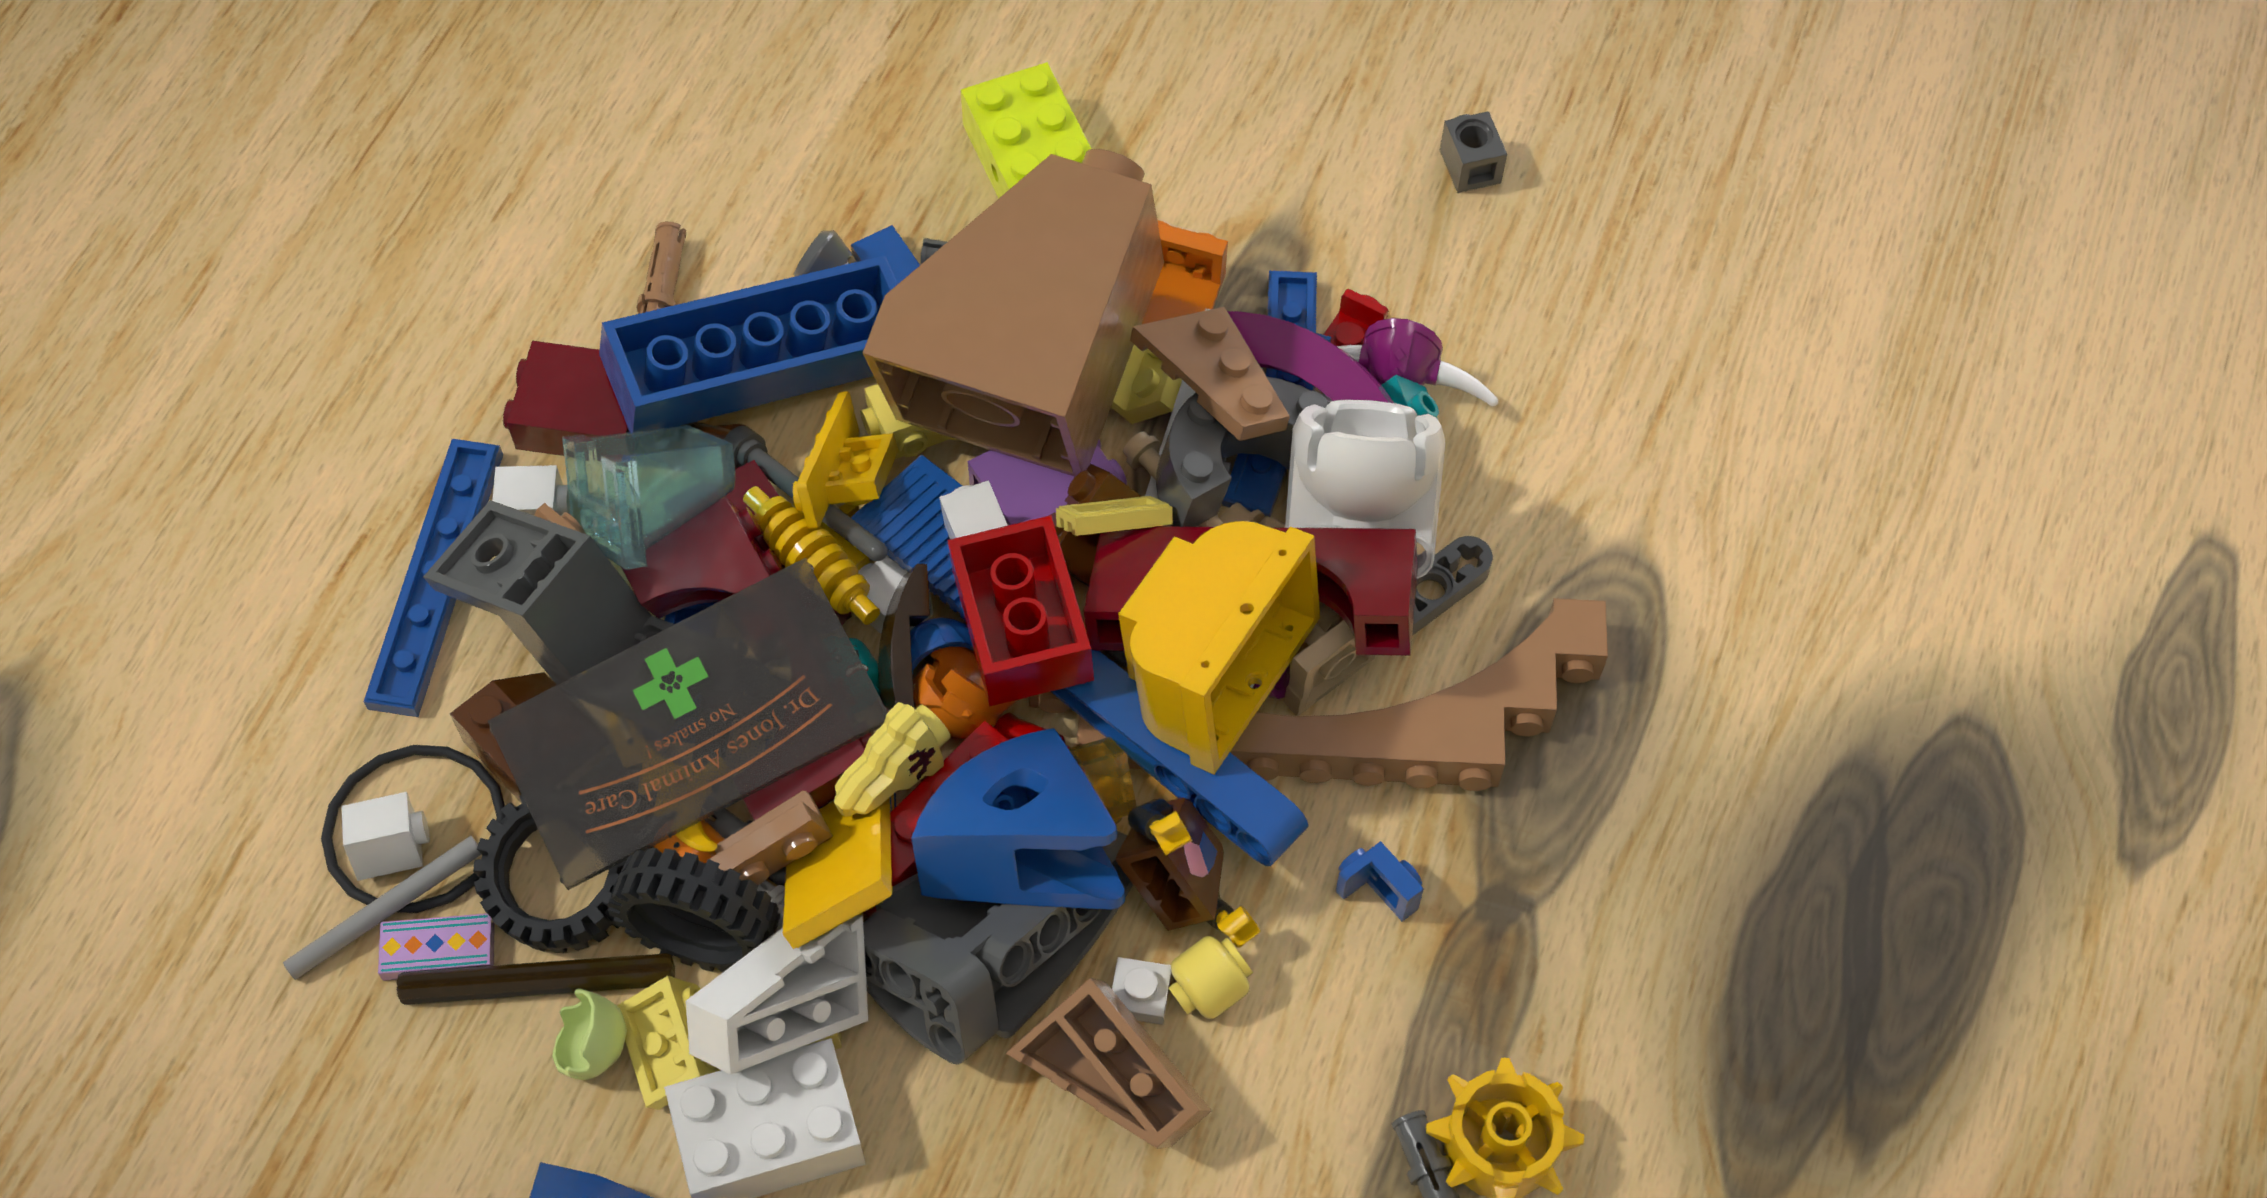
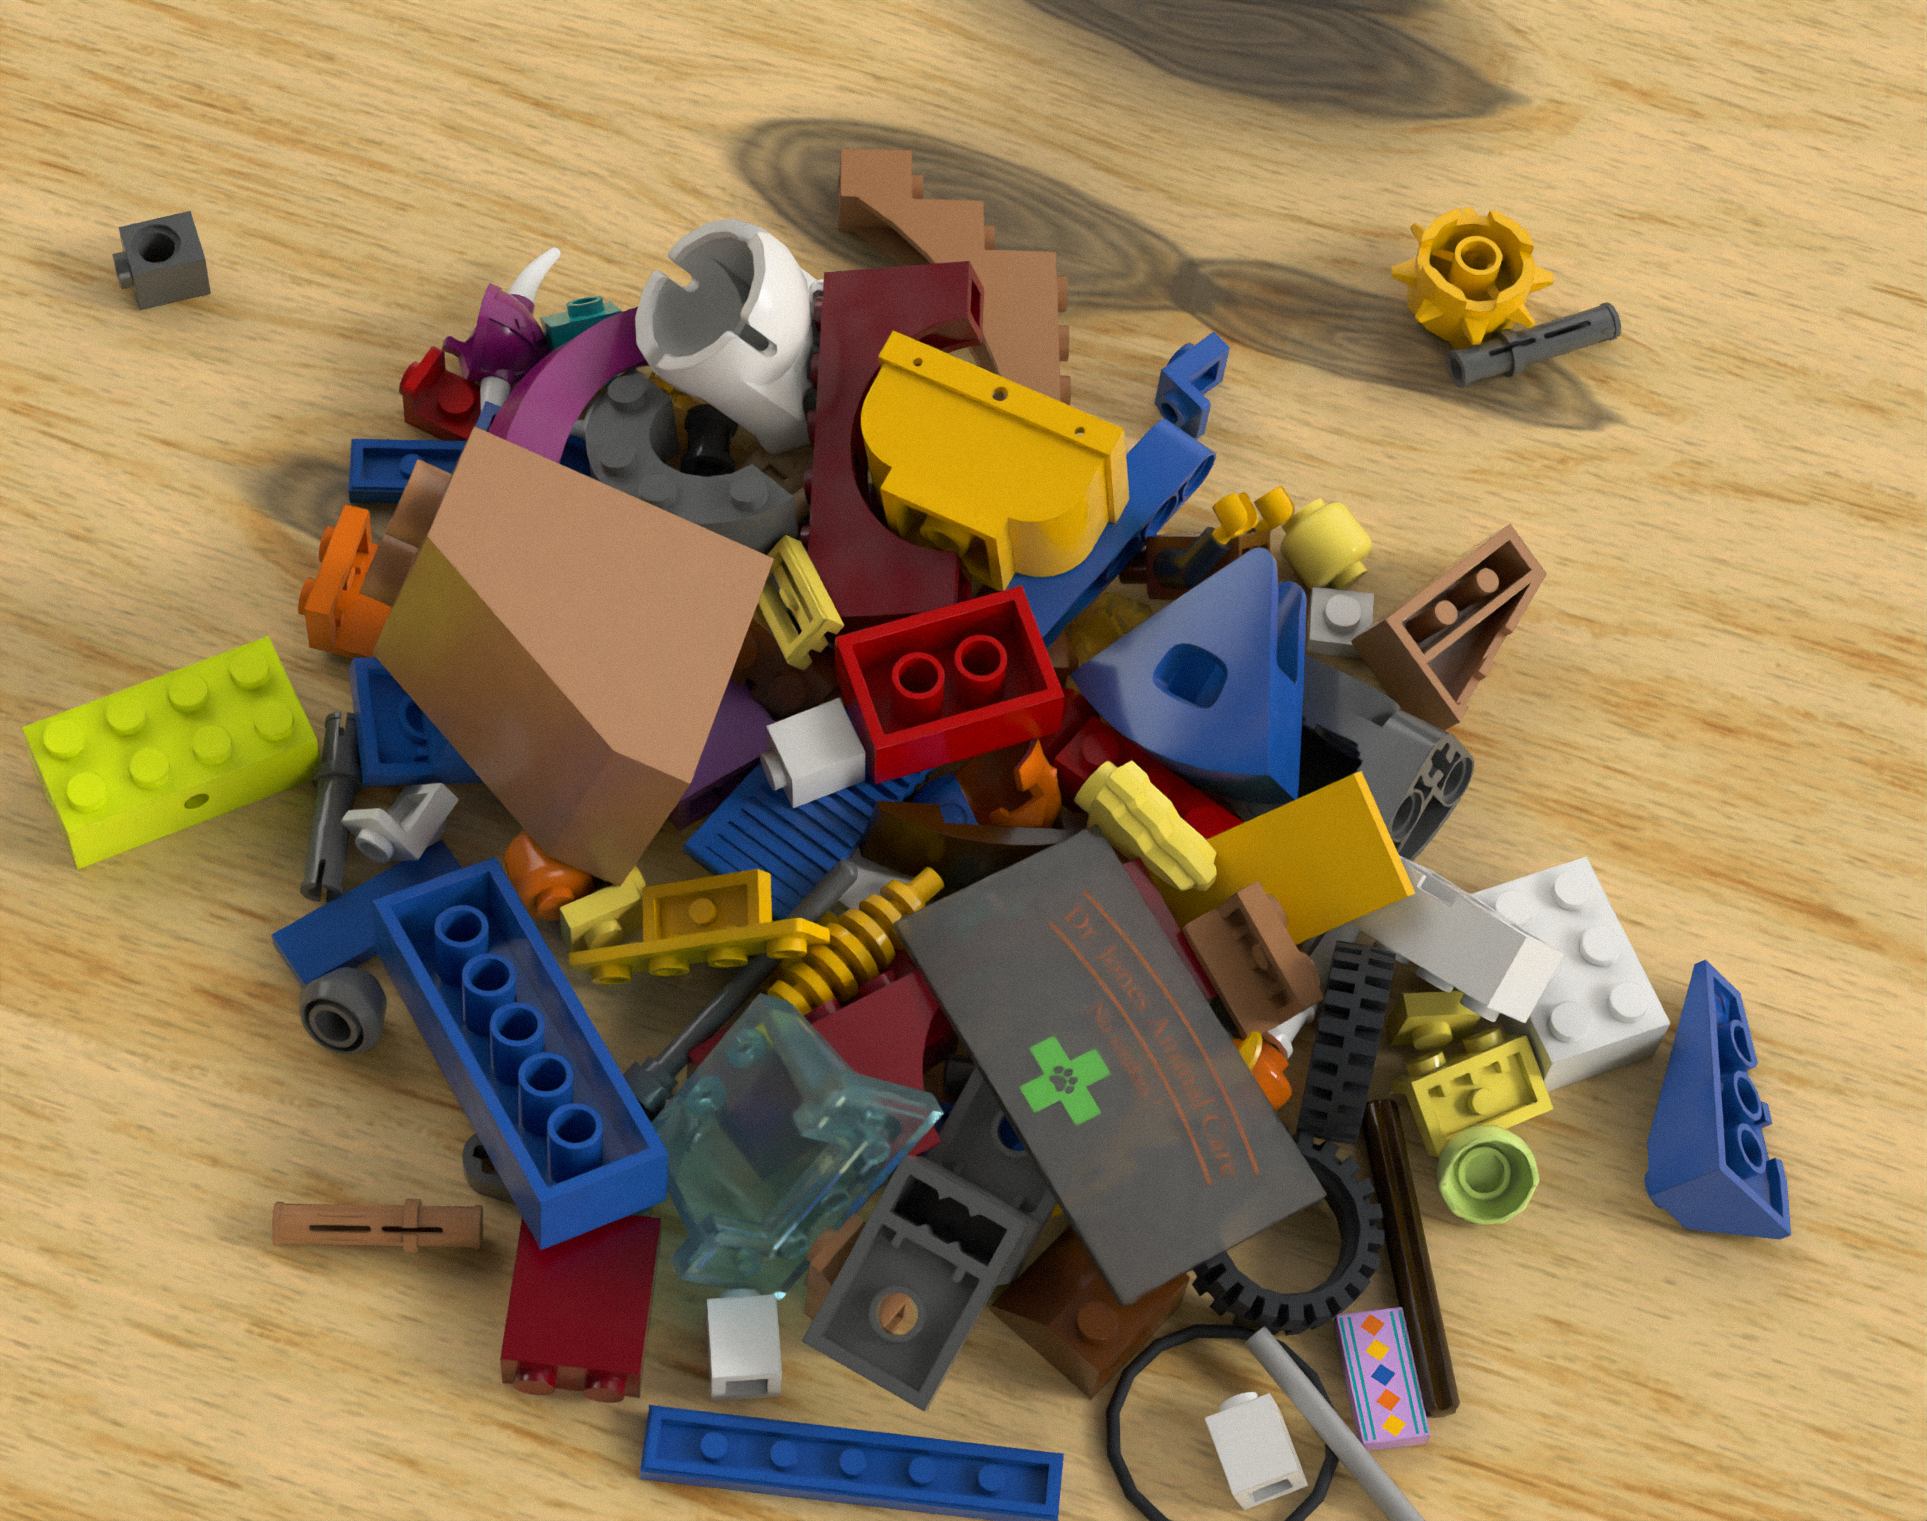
camera: 100 degrees left, 0 degrees up
(1219, 367) = (637, 448): medium nougat wing -> none

